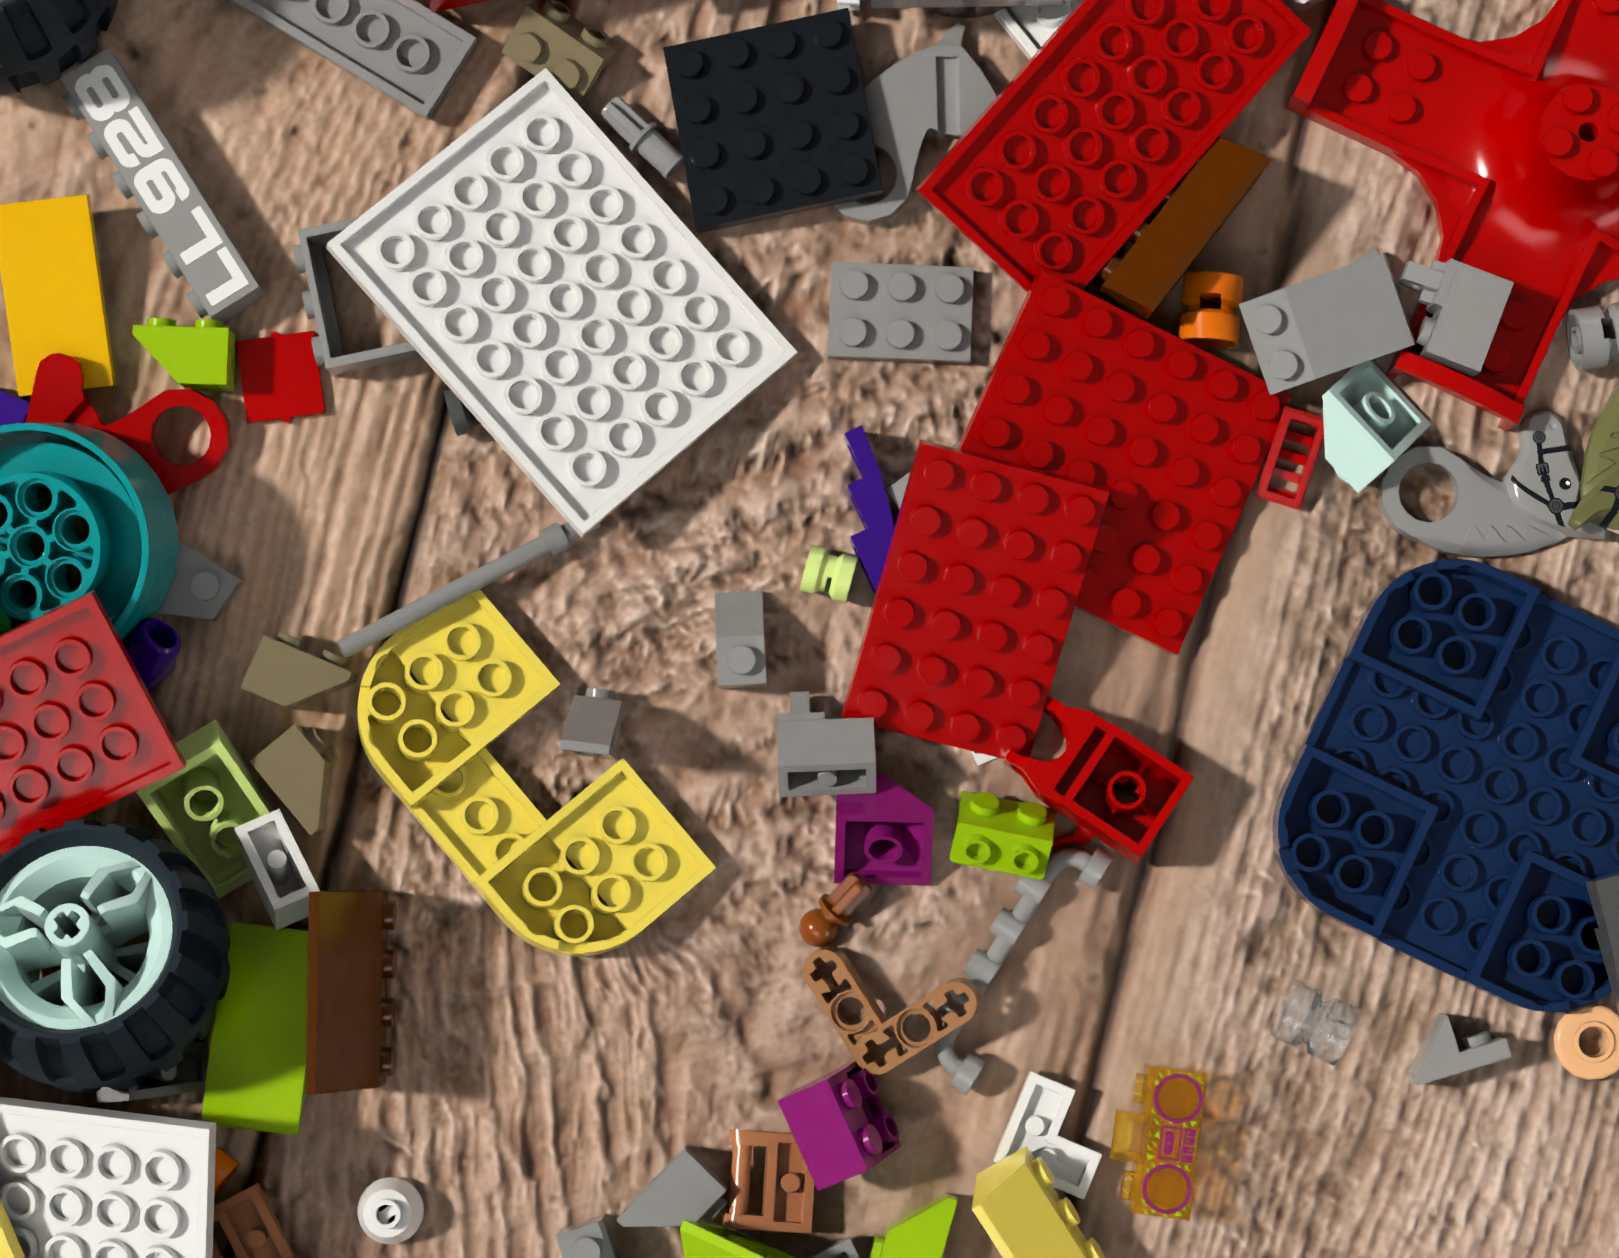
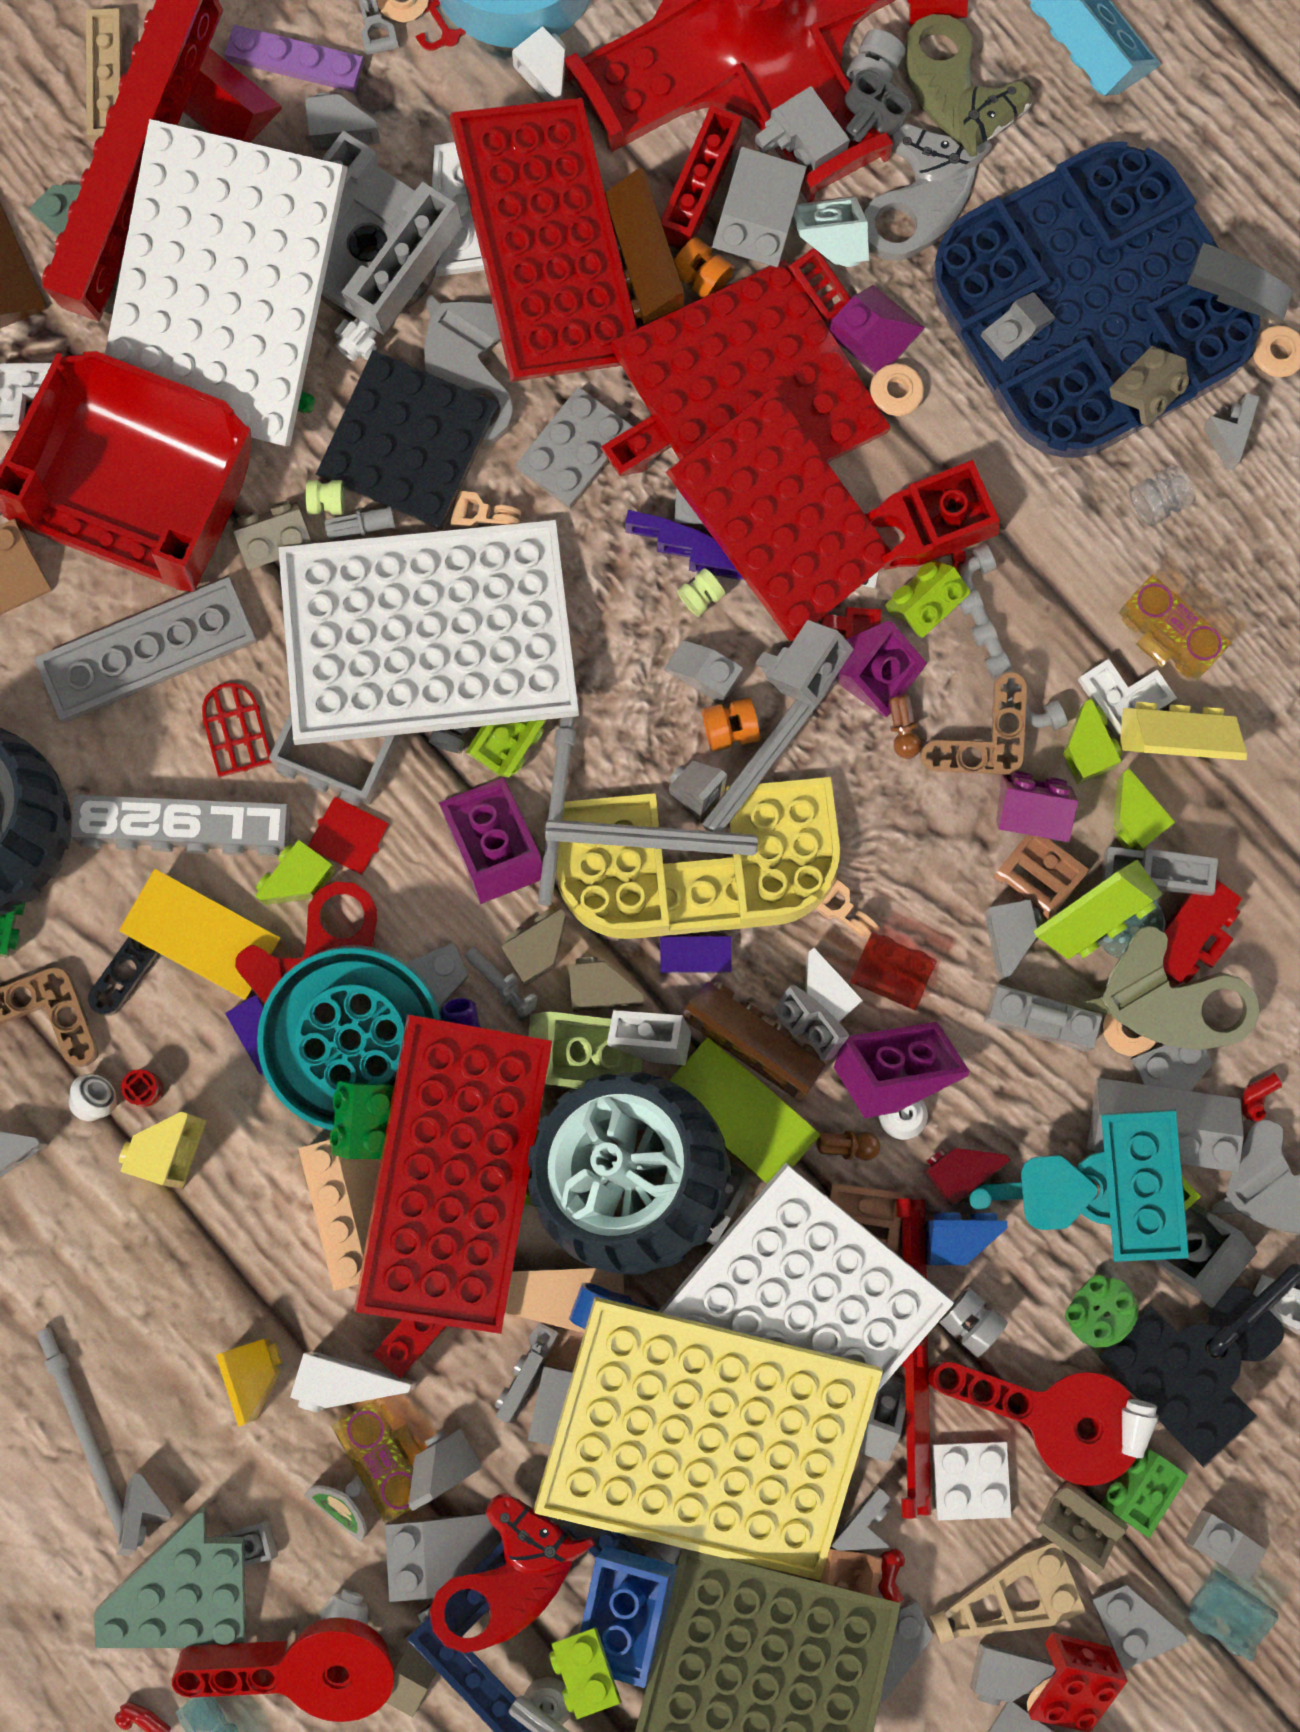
camera: 55 degrees left, 5 degrees down
(228, 672) = (506, 985): none -> light grey piece
(294, 173) = (229, 742): none -> red window
(326, 1190) = (863, 1146): none -> dark orange axle
(381, 539) = (492, 840): none -> magenta slope
(411, 855) = (696, 954): none -> dark purple tile
(418, 1026) = (806, 1016): none -> light grey slope
(433, 1171) = (898, 1067): none -> magenta slope
(464, 1033) = (829, 987): none -> white slope
(494, 479) = (503, 745): none -> lime bracket
(498, 716) = (651, 837): none -> light grey axle
(541, 1089) = (893, 970): none -> clear red bracket
(570, 1019) = (862, 926): none -> light nougat piece
(644, 79) = (325, 497): none -> yellowish green wheel
(666, 778) = (759, 765): none -> light grey axle
(685, 701) = (719, 728): none -> orange wheel
(740, 235) = (503, 514): none -> light nougat piece
(914, 773) = (854, 621): none -> red plate
(940, 383) = (635, 447): none -> red slope
(957, 1134) = (1089, 746): none -> lime slope
(1245, 613) = (897, 374): none -> light nougat piece
(1284, 556) = (874, 329): none -> magenta slope
(1318, 232) = (701, 176): none -> red brick
(1399, 719) = (1017, 326): none -> light grey slope
(1435, 921) = (1152, 383): none -> dark tan bracket
(1542, 371) = (875, 105): none -> dark grey beam

